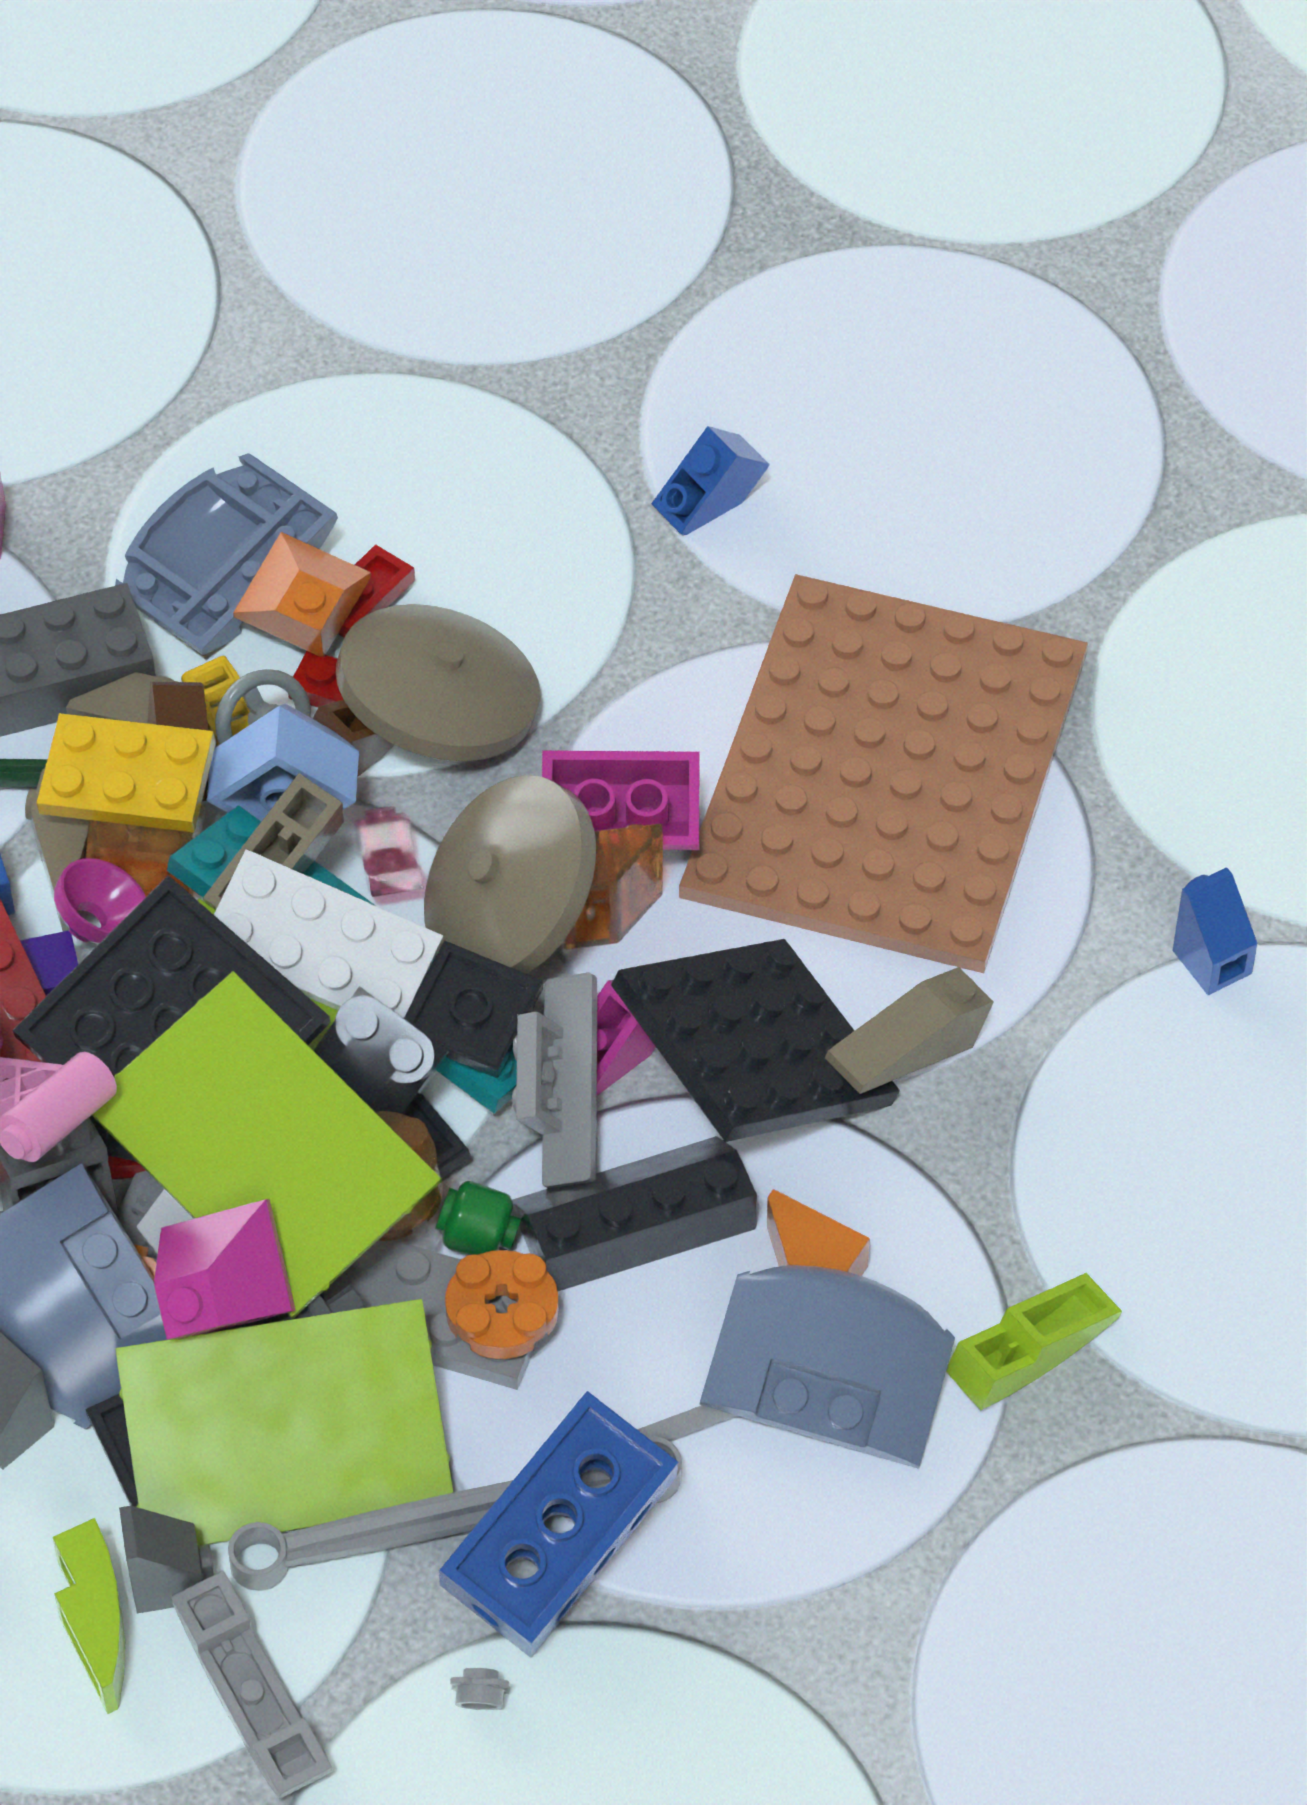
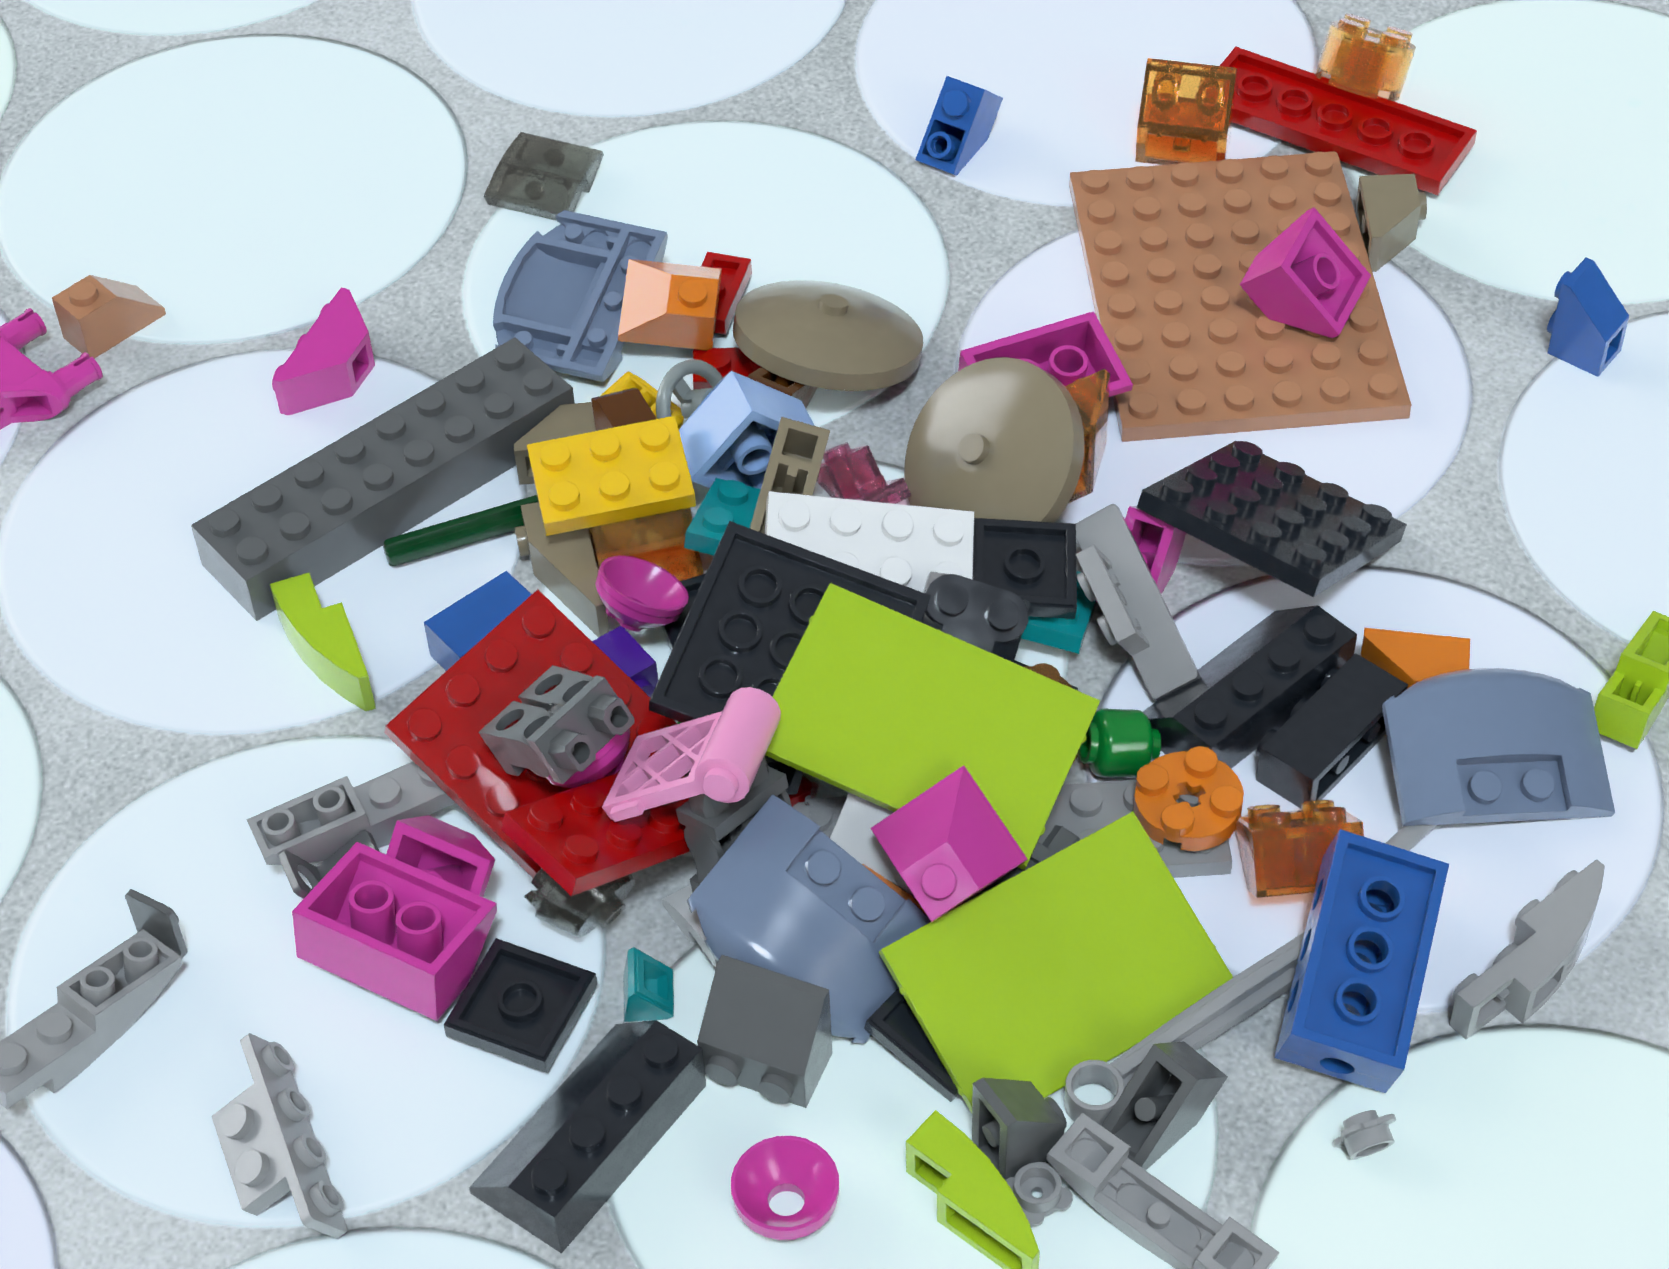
camera: 20 degrees left, 5 degrees down
(151, 1614) = (1042, 1178): none -> light grey plate
(265, 399) = (542, 176): none -> clear smoke slope
(310, 1588) = (1163, 1100): none -> dark grey slope
(567, 1367) = (1286, 849): none -> clear orange slope
(680, 1283) = (1327, 732): none -> black brick
(768, 1573) = (1538, 960): none -> light grey slope
(914, 1031) = (1400, 467): dark tan slope -> none
(941, 550) = (1185, 112): none -> clear orange slope
(949, 786) = (1307, 277): none -> dark pink slope
(1091, 739) = (1388, 215): none -> dark tan slope
(1110, 605) = (1361, 129): none -> red plate
(1170, 546) = (1366, 58): none -> clear orange brick

